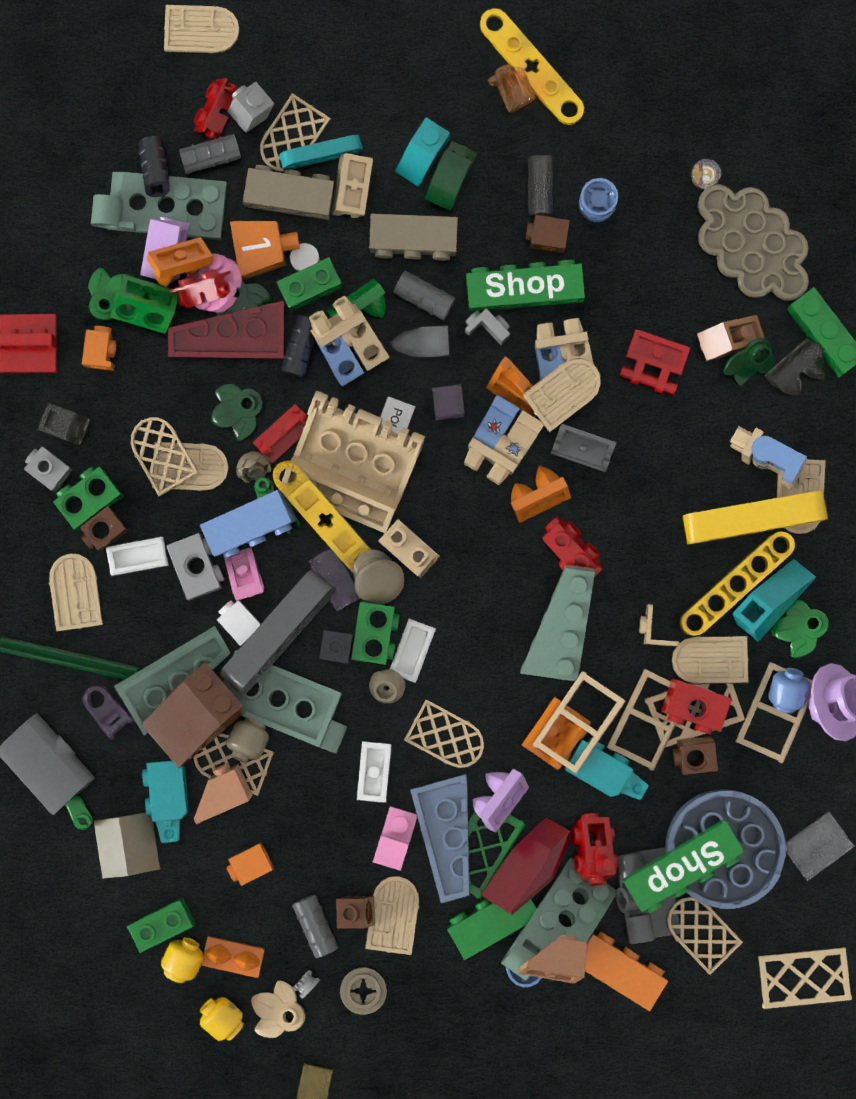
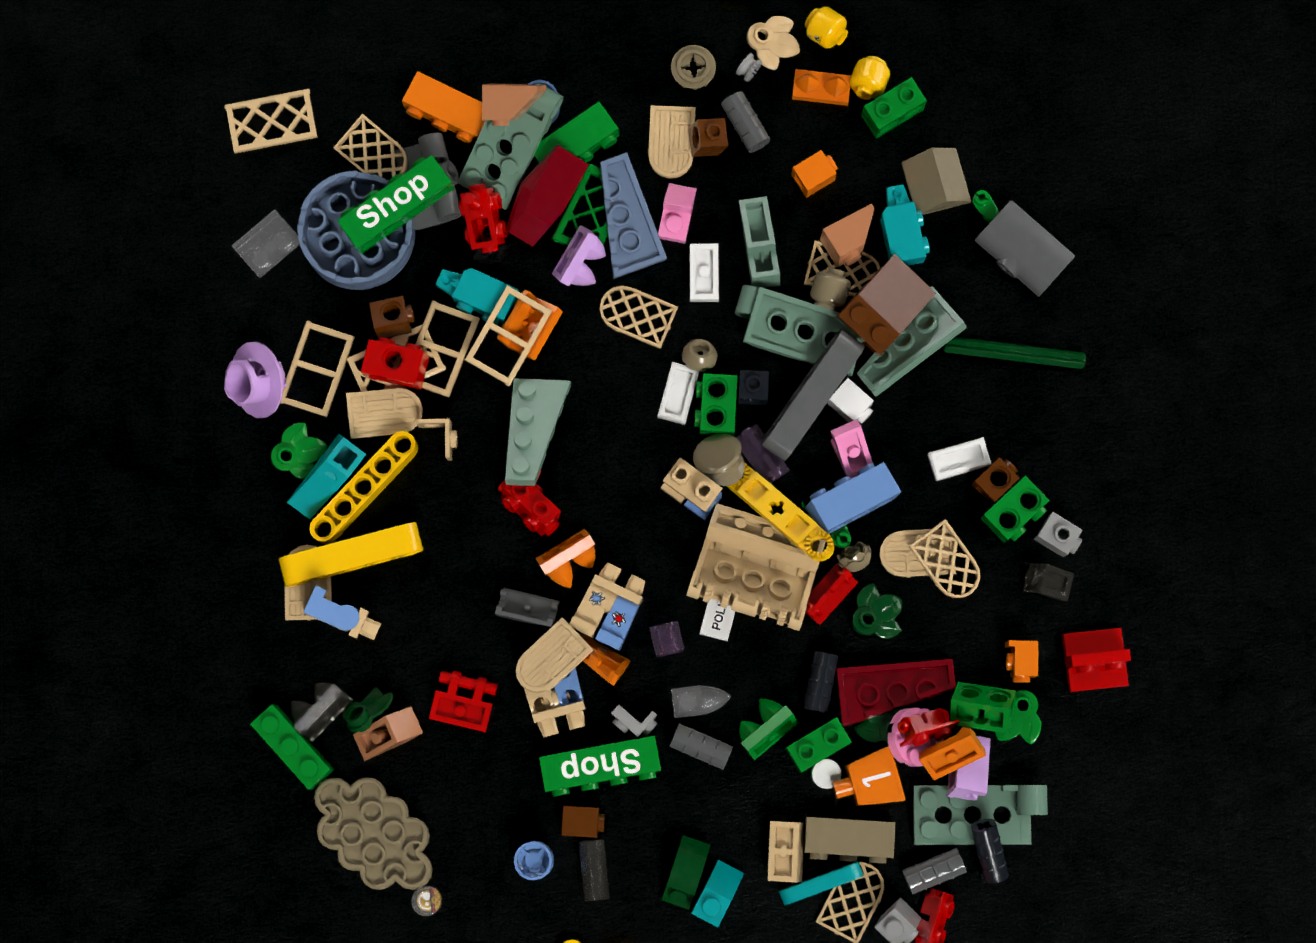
camera: 175 degrees right, 5 degrees down
(74, 593) = (1016, 417): tan window -> none
(107, 712) = (971, 303): clear purple piece -> none
(182, 554) = (901, 435): light grey brick -> none
(314, 797) = (759, 242): none -> sand green slope
(340, 333) = (779, 698): tan hips -> none
(413, 236) = (718, 805): dark tan brick -> none
(789, 690) = (305, 388): medium blue head -> none

